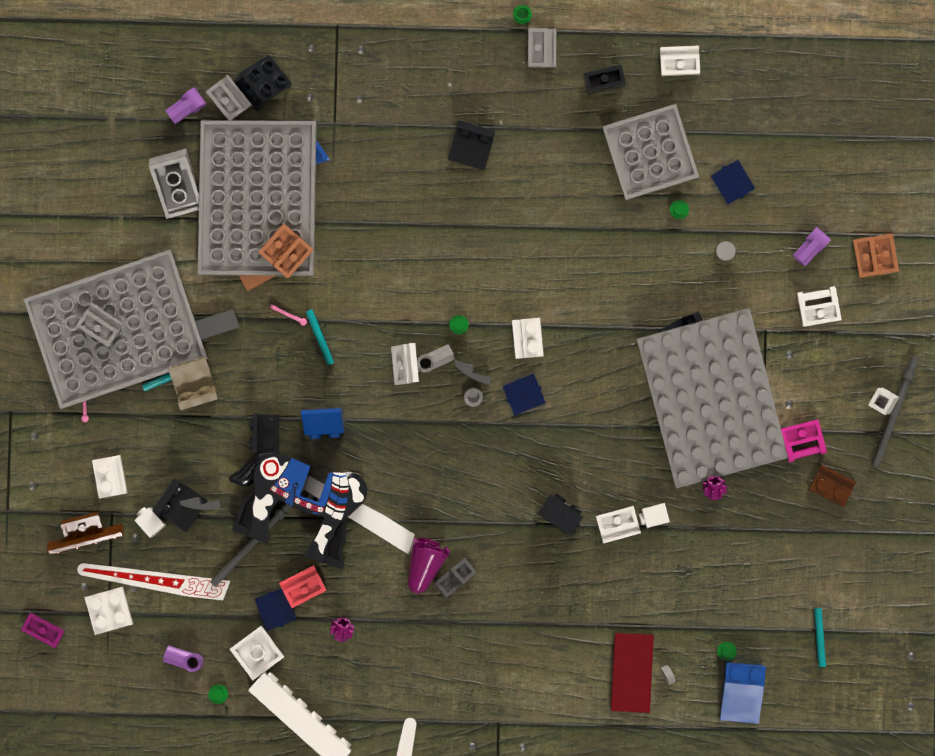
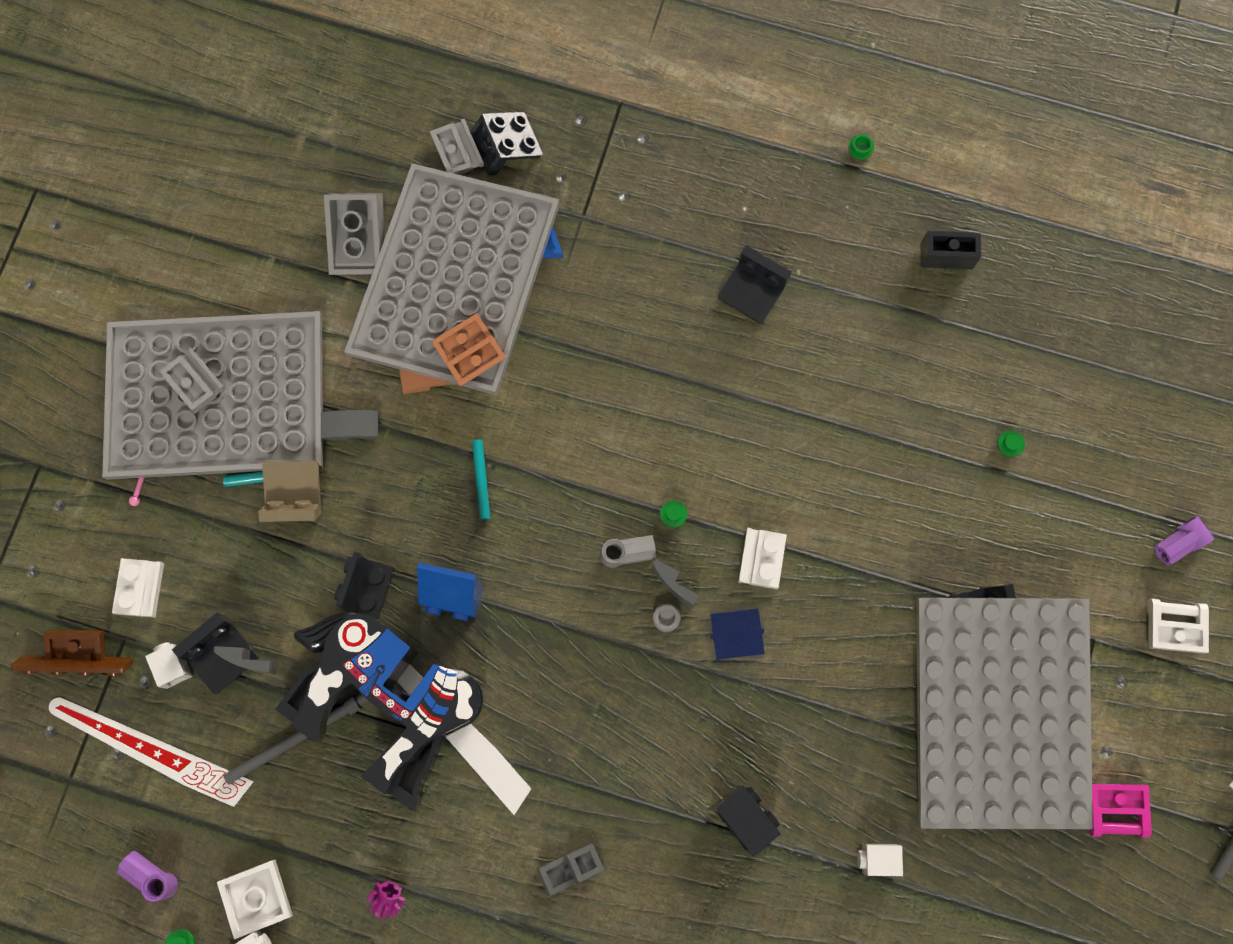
camera: 15 degrees right, 10 degrees down
(108, 610) = (70, 775): white plate -> none
(190, 103) = (405, 140): medium lavender piece -> none
(275, 609) = (303, 841): clear blue piece -> none
(302, 586) = (350, 819): coral plate -> none
(303, 321) = (465, 453): bright pink hinge -> none
(404, 364) = (585, 545): white plate -> none
(425, 563) = (533, 835): magenta cone -> none
(541, 47) = (876, 192): light grey plate -> none
(618, 524) = (825, 857): white plate -> none
(650, 152) = (989, 359): light grey plate -> none
(679, 60) = (1054, 255): white plate -> none
(714, 488) = (978, 843): magenta gear -> none
(725, 251) = (1061, 515): light grey tile -> none
(732, 182) = (1090, 428): clear blue piece -> none
(832, 485) = (1147, 889): reddish brown plate -> none

